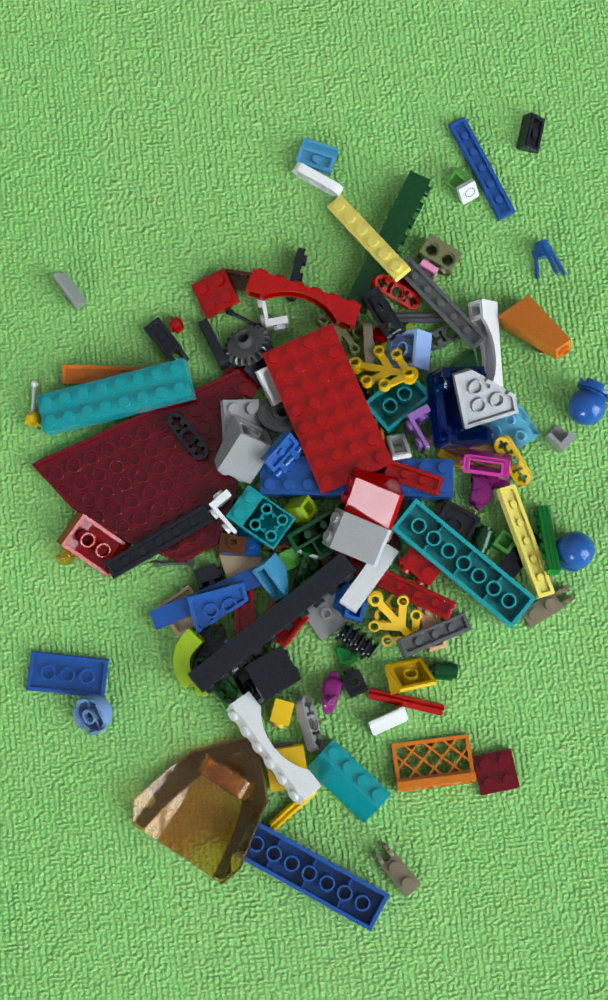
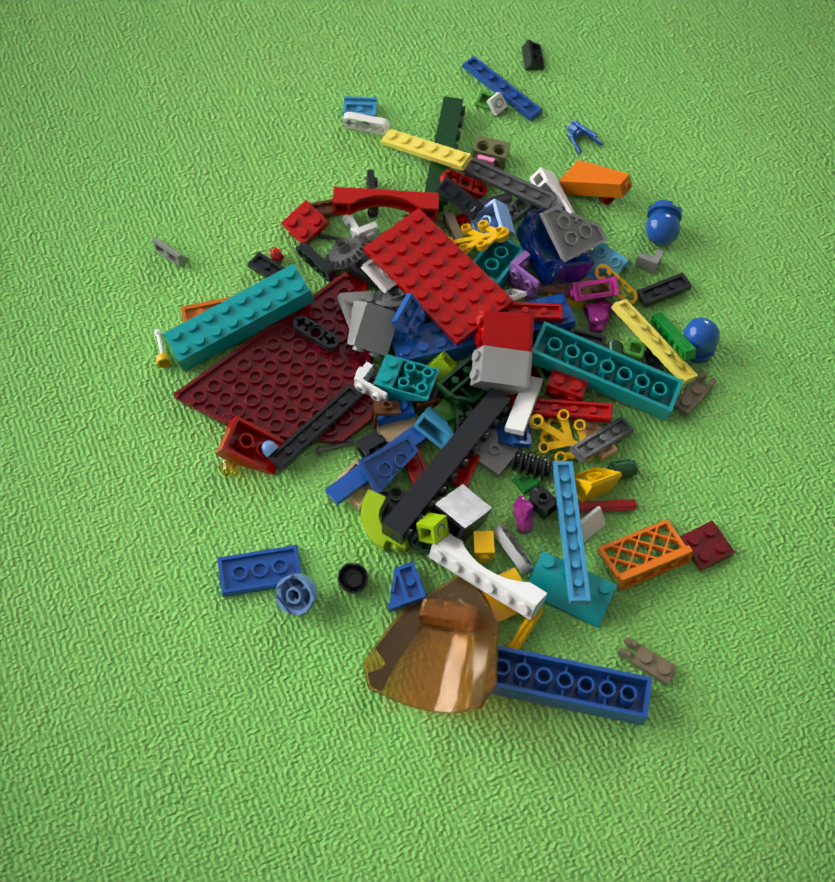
camera: 15 degrees left, 20 degrees down
(107, 553) = (268, 448): none -> medium blue hinge
(149, 710) = (352, 578): none -> black hair
(197, 733) = (405, 587): none -> blue wing
(235, 689) = (432, 528): none -> lime brick
(365, 730) = (571, 533): none -> dark azure plate
(561, 478) = (663, 289): none -> black plate

